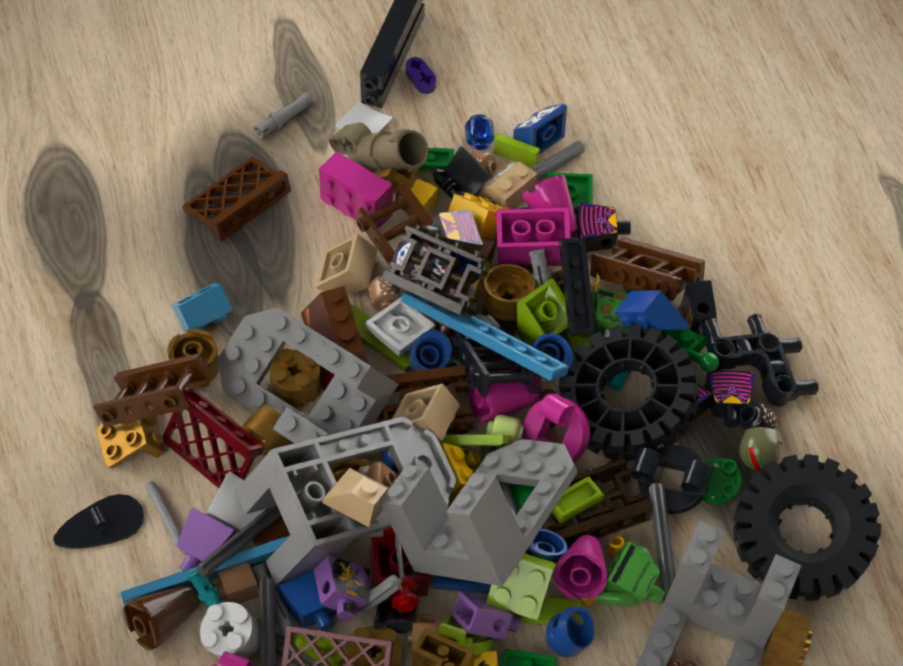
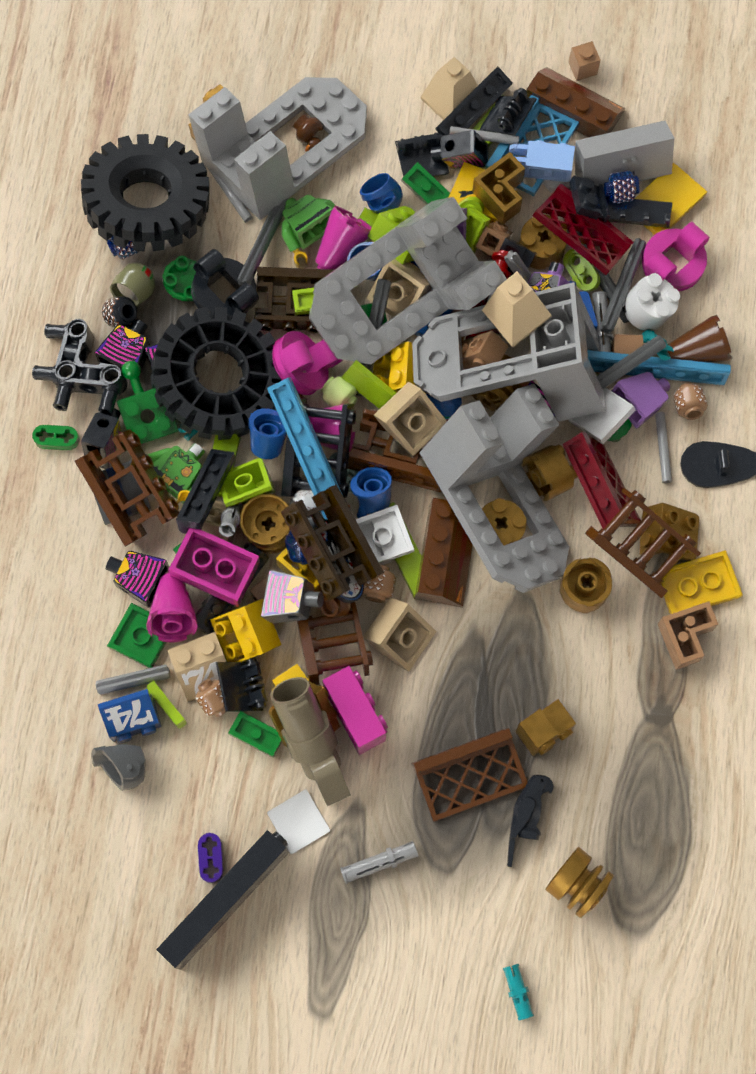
camera: 155 degrees left, 20 degrees up
(74, 413) = (701, 581): none -> yellow tile
(85, 355) = (681, 633): none -> medium nougat brick
(111, 146) = (579, 882): none -> pearl gold wheel
(133, 77) = (518, 992): none -> teal pin
(153, 558) = (690, 401): none -> medium nougat head
(174, 184) = (527, 812): none -> black animal
(188, 238) = (545, 727): none -> pearl gold brick
(202, 308) = (557, 639): dark azure brick -> none
(479, 132) = (190, 745): clear blue head -> none
(526, 97) = (122, 763): none -> dark grey helmet
(649, 310) = (159, 429): blue slope -> none
(743, 306) = (55, 443): none -> green beam

